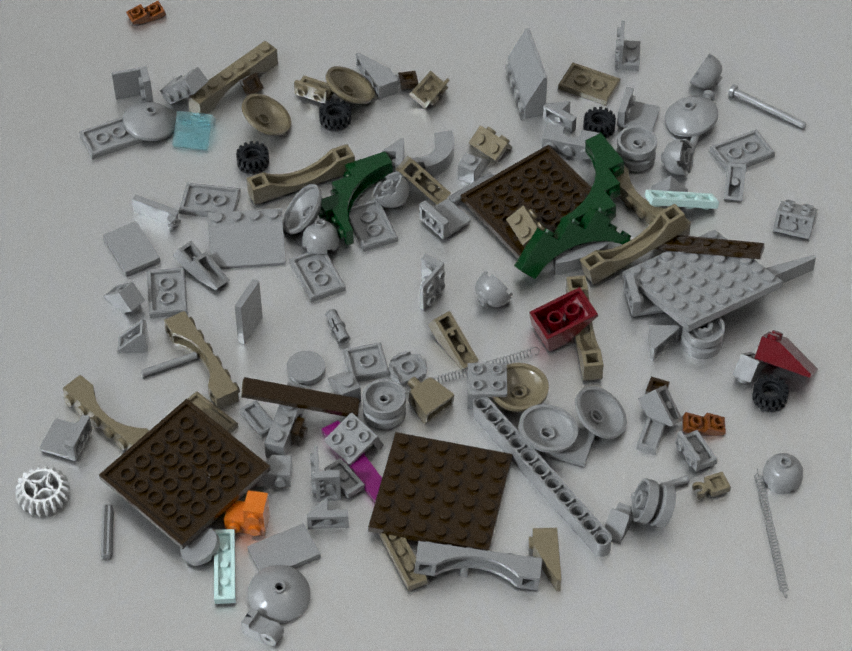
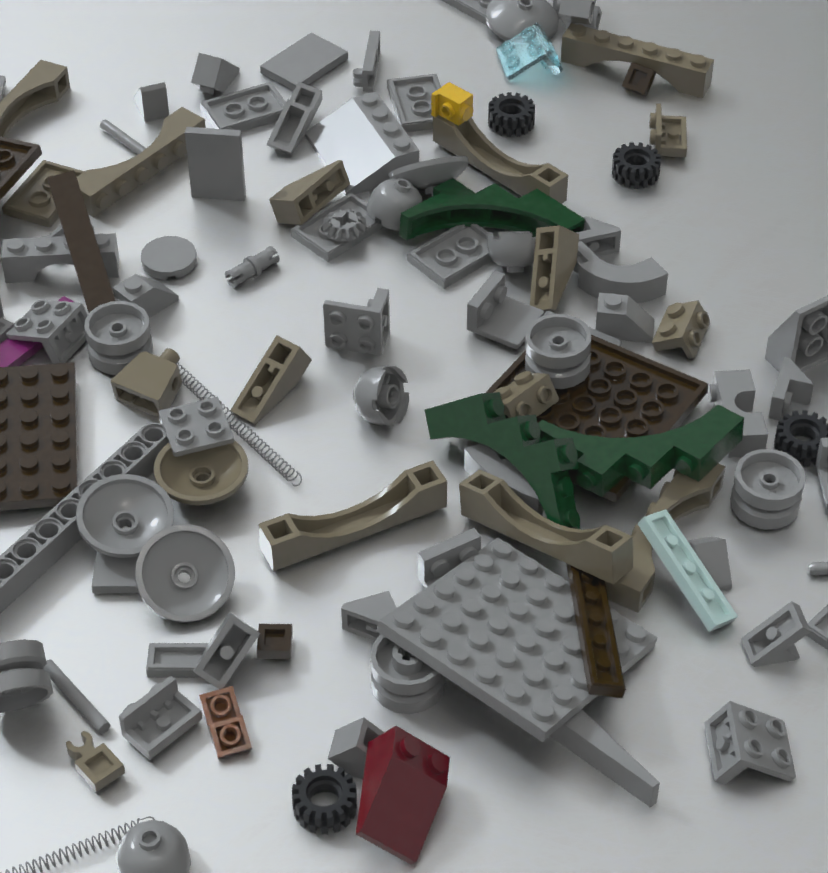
camera: 70 degrees right, 5 degrees down
(258, 173) = (452, 103): none -> yellow brick
(266, 114) = (593, 91): dark tan dish -> none
(291, 284) = (309, 194): none -> dark tan slope
(298, 431) = (49, 274): dark brown plate -> none
(326, 274) = (352, 230): none -> light grey gear
(349, 85) = (690, 157): dark tan dish -> none
(366, 362) = (202, 311): light grey tile -> none
(379, 76) = (729, 187): light grey slope -> none
(407, 365) = (208, 354): light grey tile -> none
(408, 80) = (749, 215): dark brown plate -> none
(428, 89) = (743, 239): dark tan bracket -> none
(503, 195) = (559, 348): none -> light grey wheel
(562, 318) = (348, 477): dark red slope -> none
(678, 157) = (783, 549): light grey cylinder -> none

